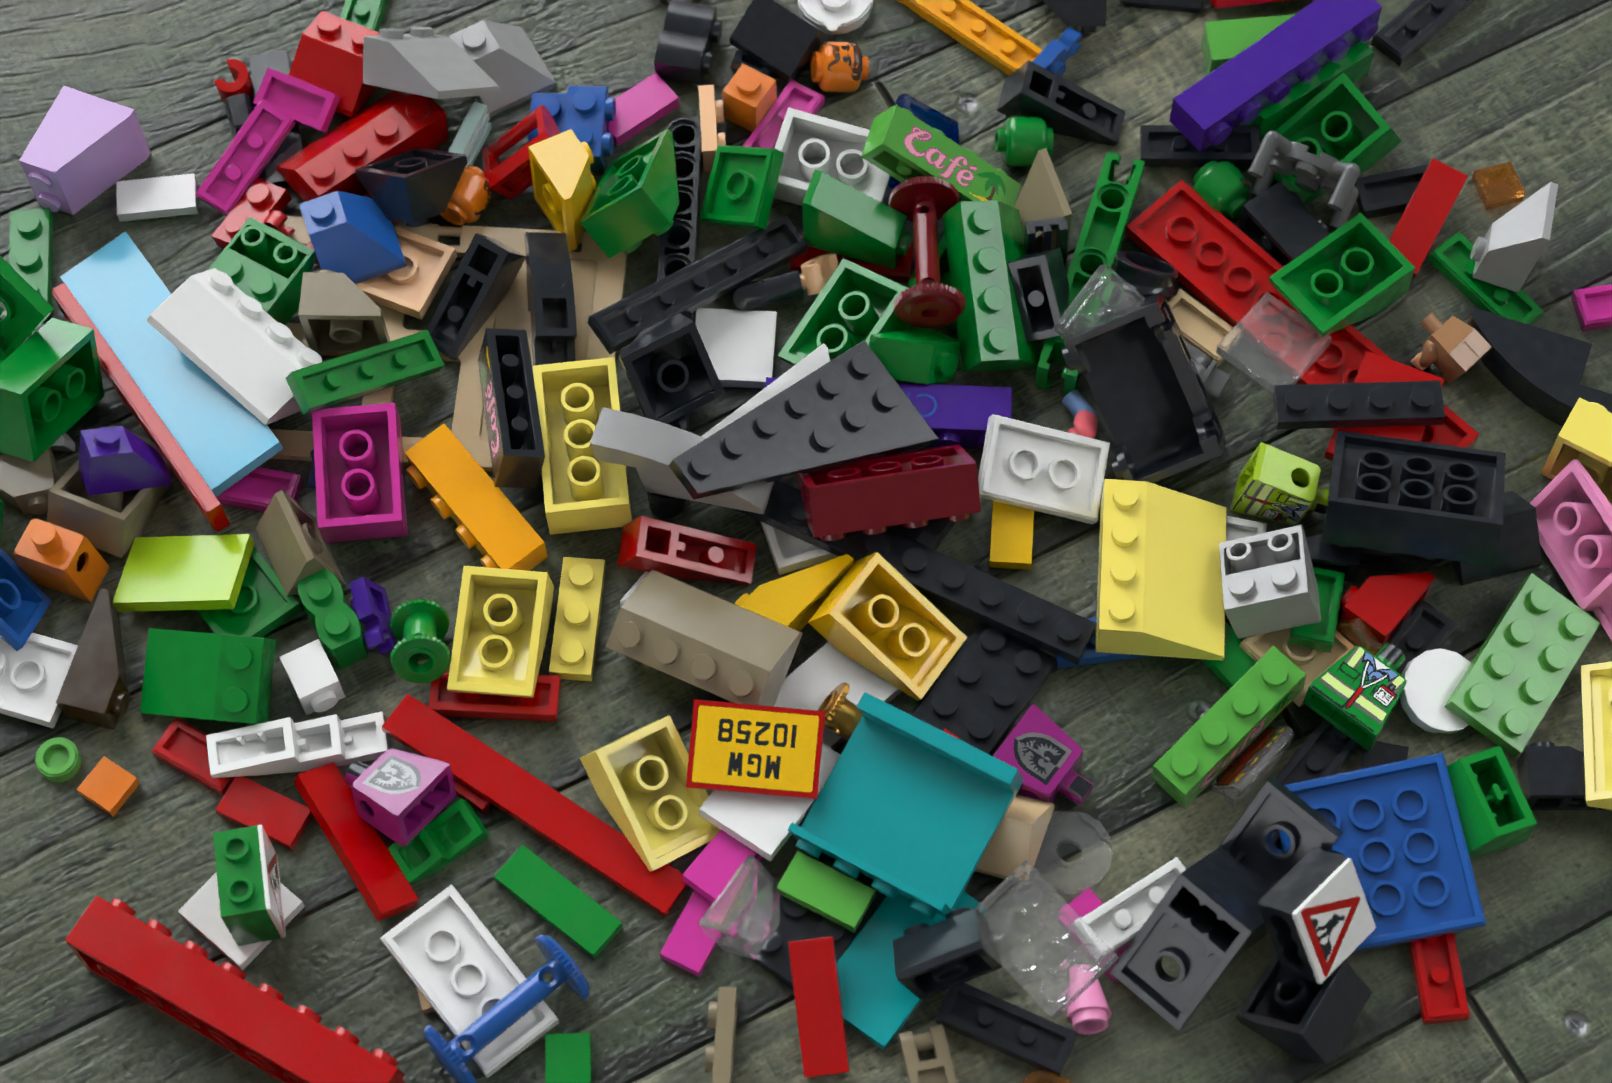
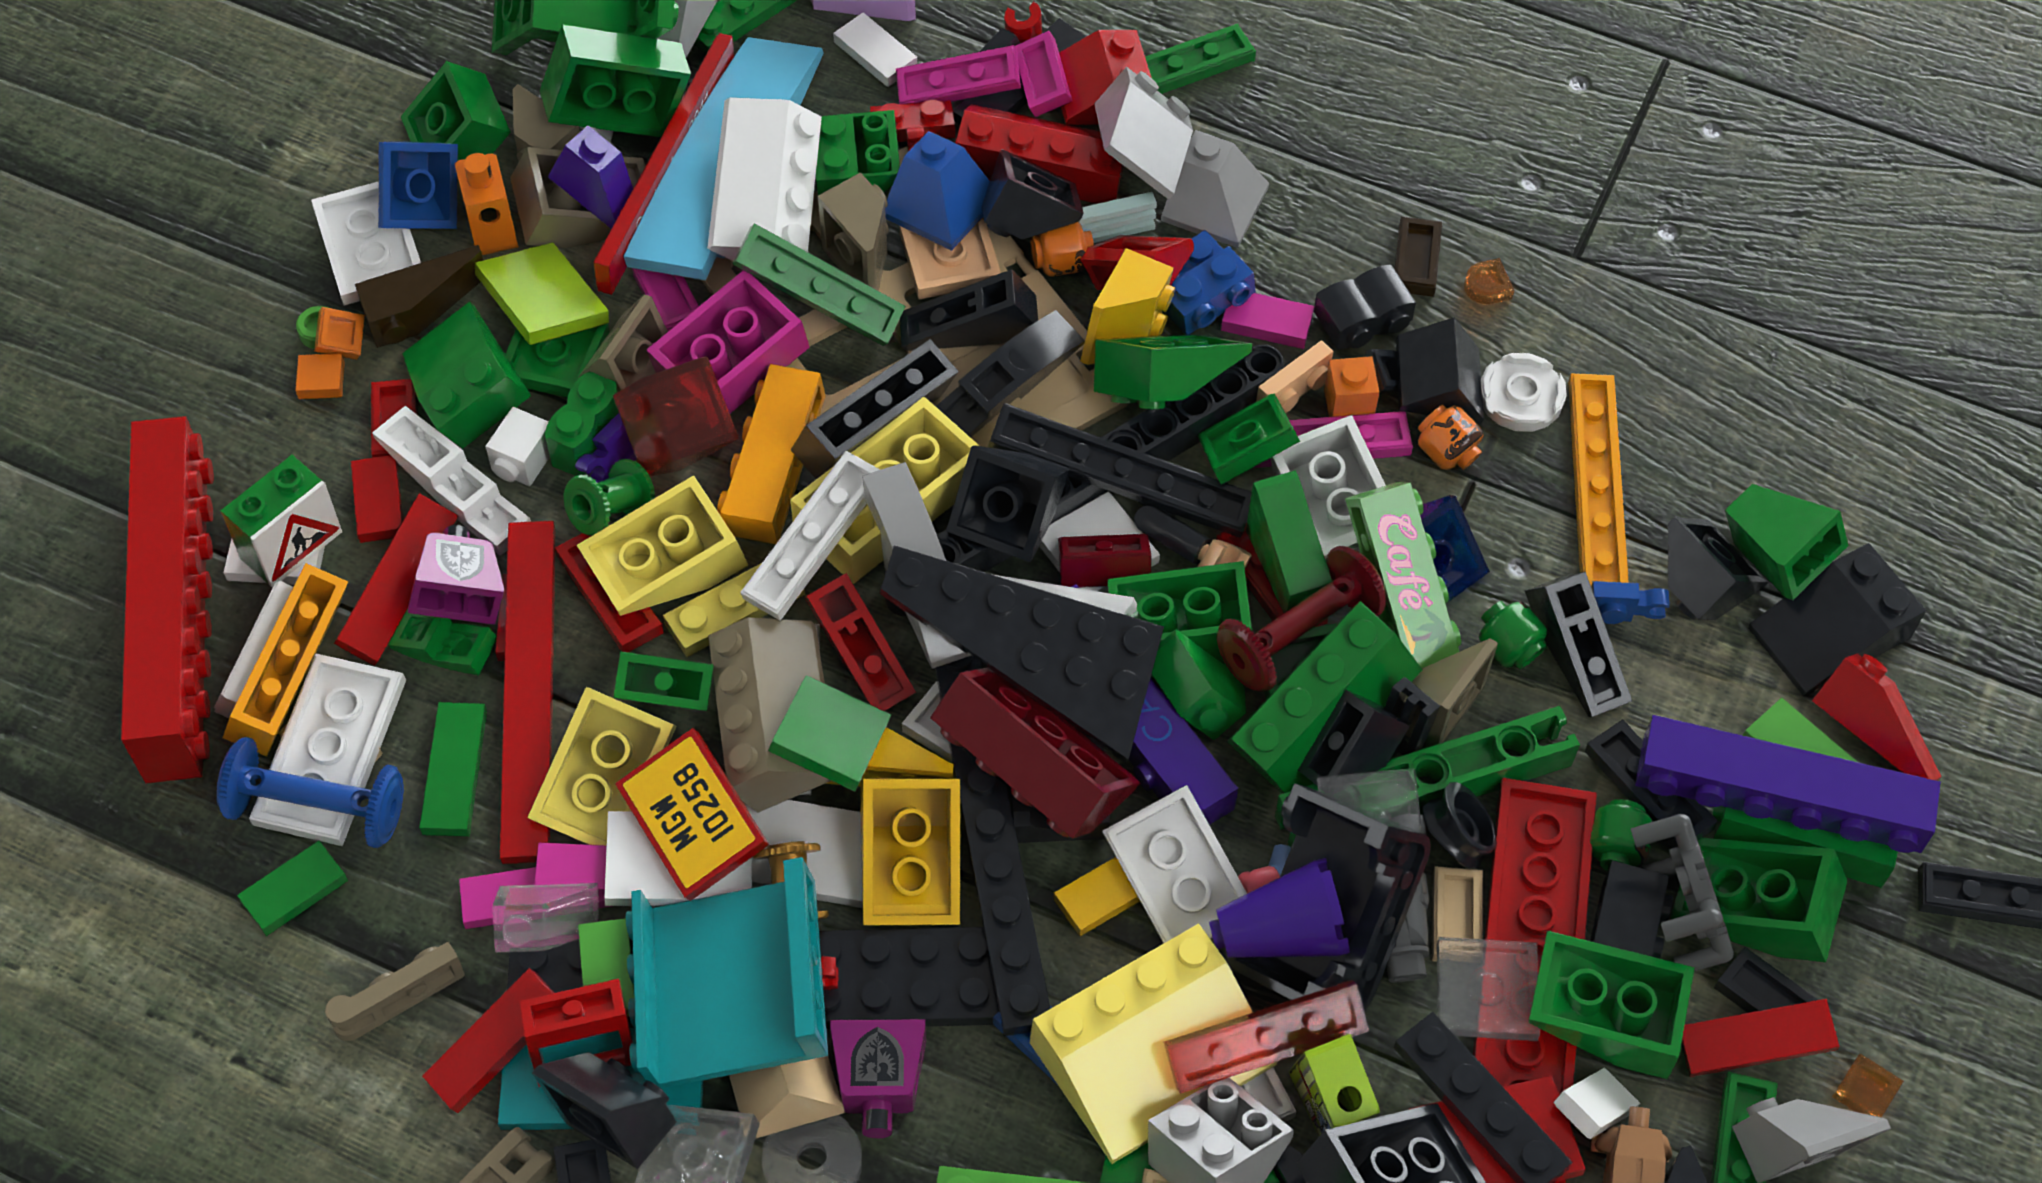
camera: 50 degrees right, 5 degrees down
(84, 745) = (339, 332): none -> orange tile
(334, 982) = (252, 648): none -> white tile
(369, 961) = (286, 658): none -> light orange brick
(398, 545) = (675, 417): none -> clear red slope
(592, 516) = (809, 538): none -> white tile
(617, 703) = (663, 681): none -> green slope
(753, 348) = (1095, 559): none -> dark red slope
(767, 613) = (829, 733): none -> green tile
(859, 935) = (575, 1016): none -> red tile
(1145, 419) = (1284, 918): none -> dark purple cone
(1218, 496) = (1265, 1036): none -> clear red tile
(1402, 340) = (1596, 1103): none -> white tile

